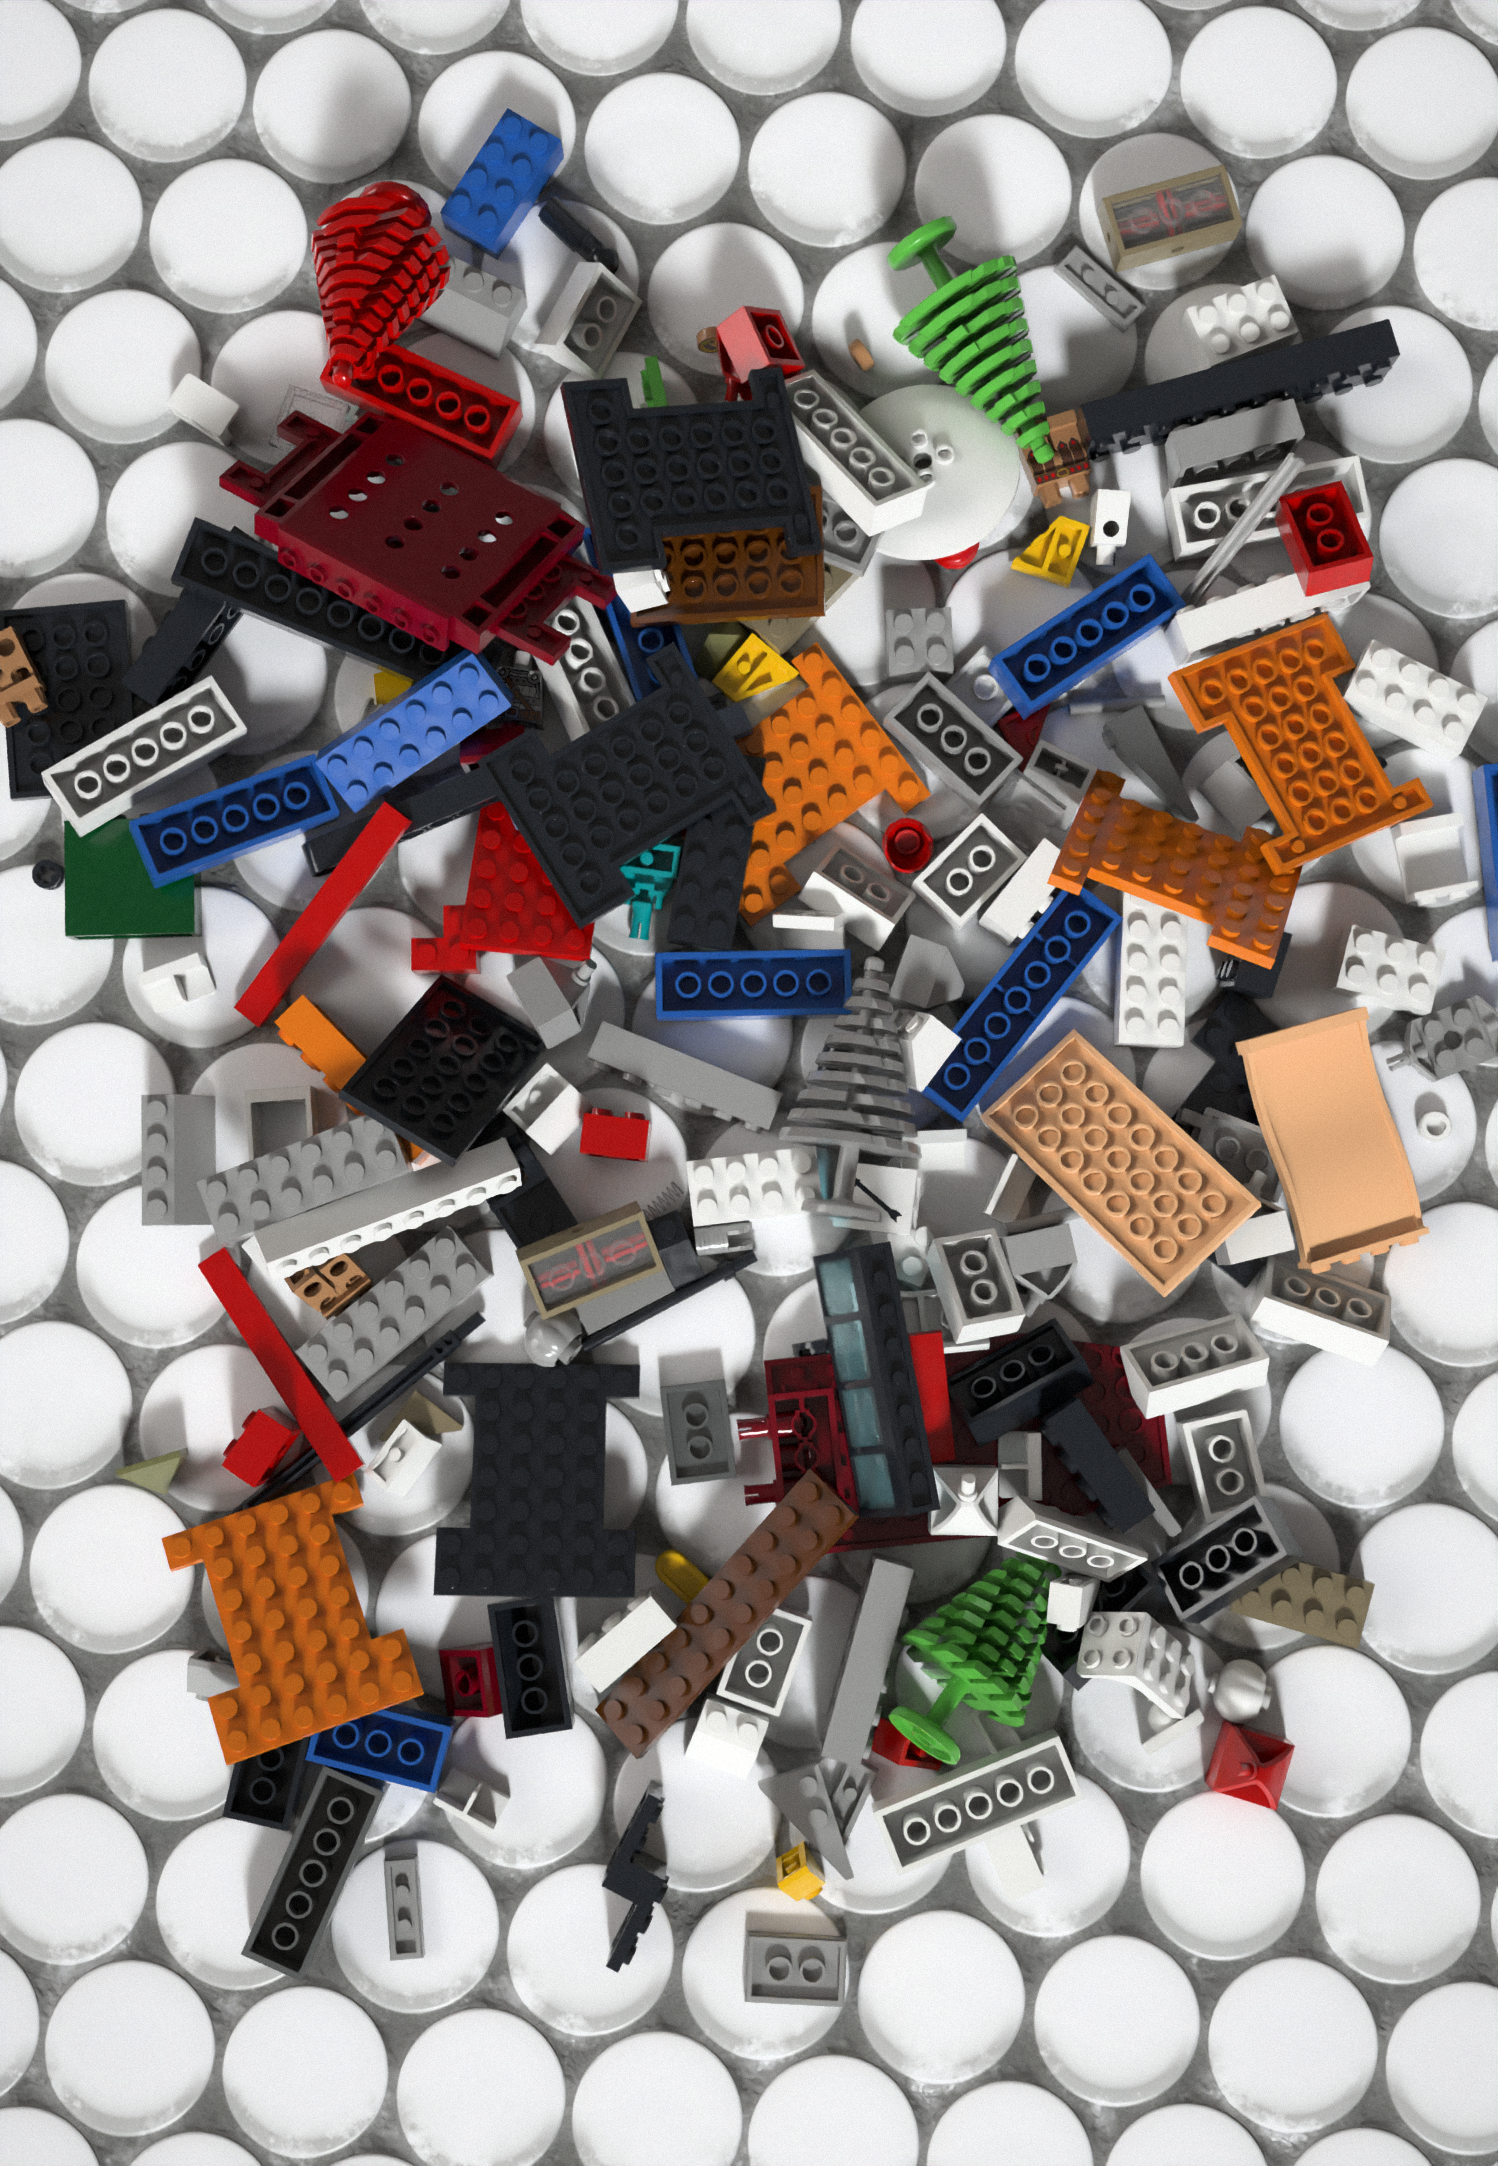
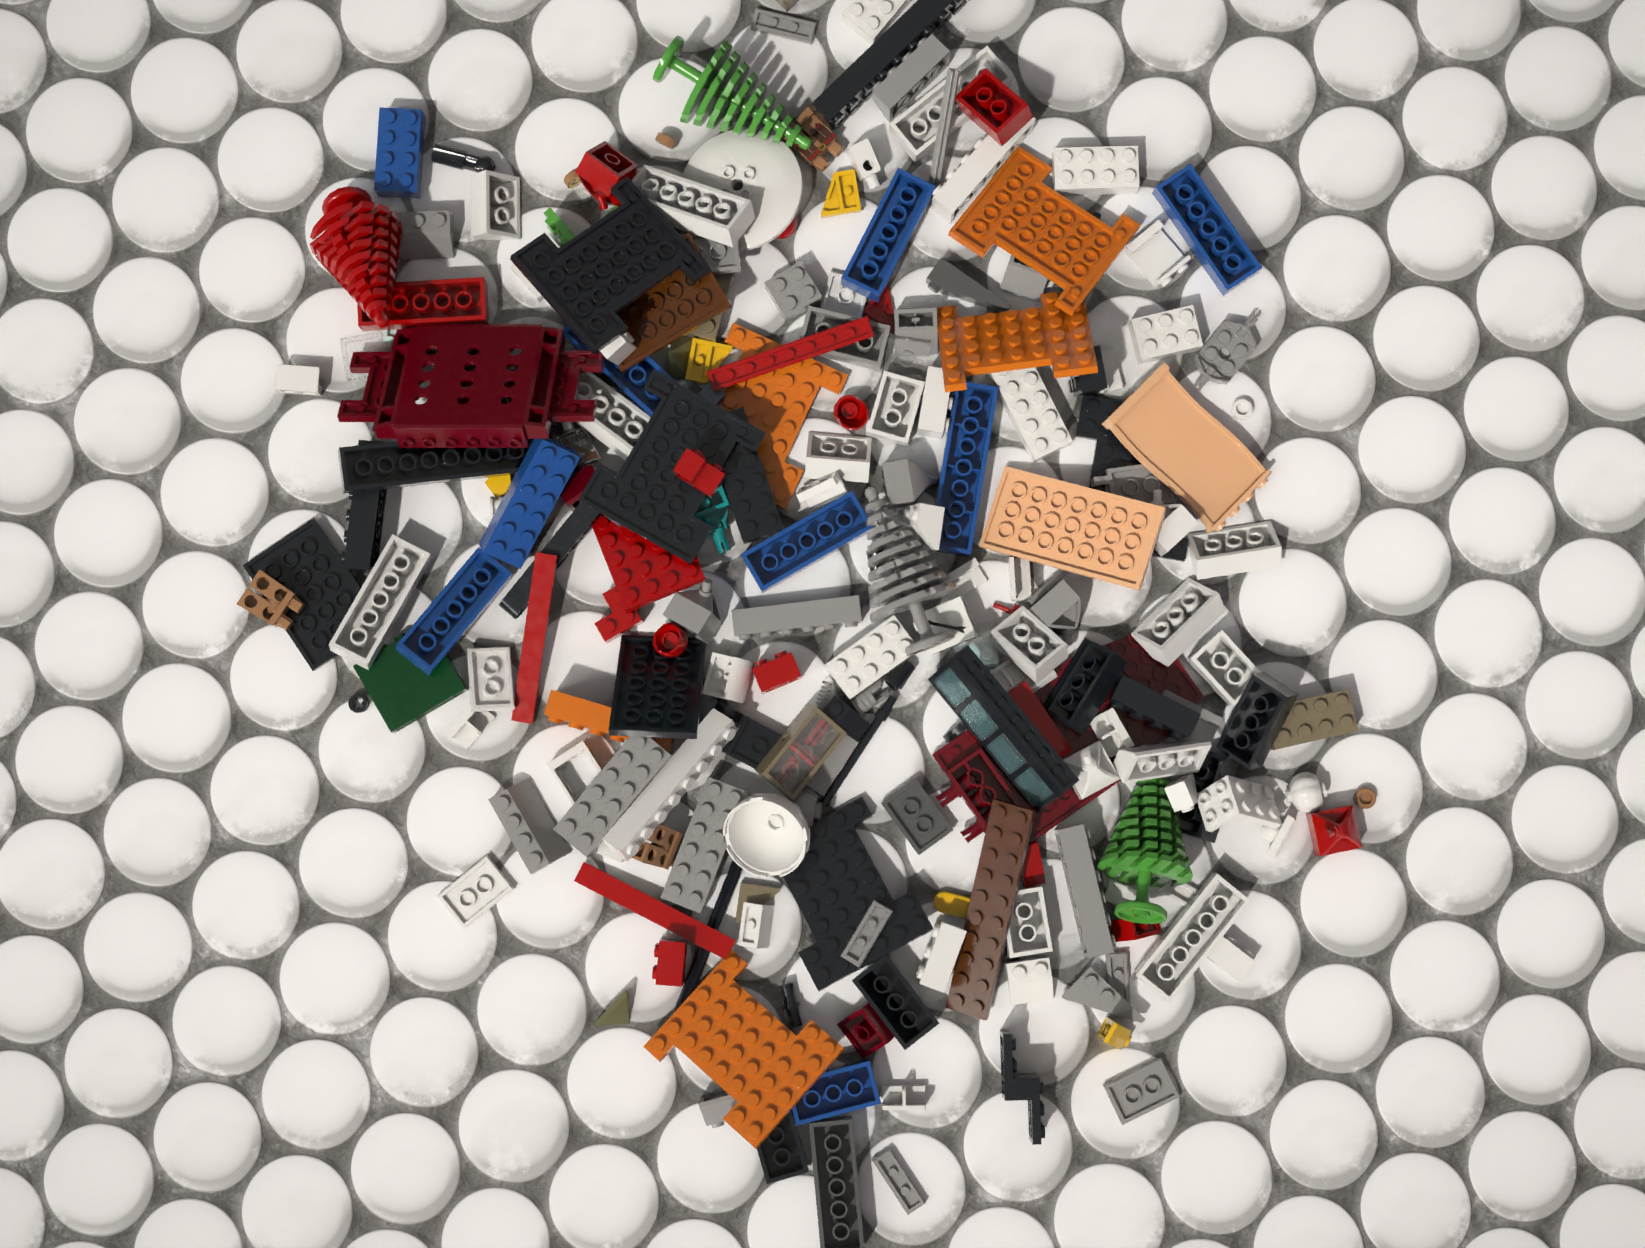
camera: 30 degrees left, 0 degrees up
(61, 1208) = (475, 892): none -> white tile
(235, 937) = (490, 679): none -> white tile
(391, 1591) = (791, 1005): none -> black pin
(480, 1347) = (767, 835): none -> white rock
(499, 1016) = (670, 640): none -> red hair
(540, 1555) = (866, 933): none -> light grey tile
(653, 808) = (698, 473): none -> red brick
(778, 1231) = (898, 677): none -> black cone
(814, 1589) = (1032, 870): none -> red tile
(869, 722) = (790, 353): none -> red tile
(913, 1688) = (1119, 892): none -> white tile
(970, 1220) = (1005, 608): none -> red hand
(1114, 705) = (926, 264): light grey bar -> none
(1287, 981) = (1112, 372): none -> white panel
(1315, 1741) = (1364, 797): none -> medium nougat tile

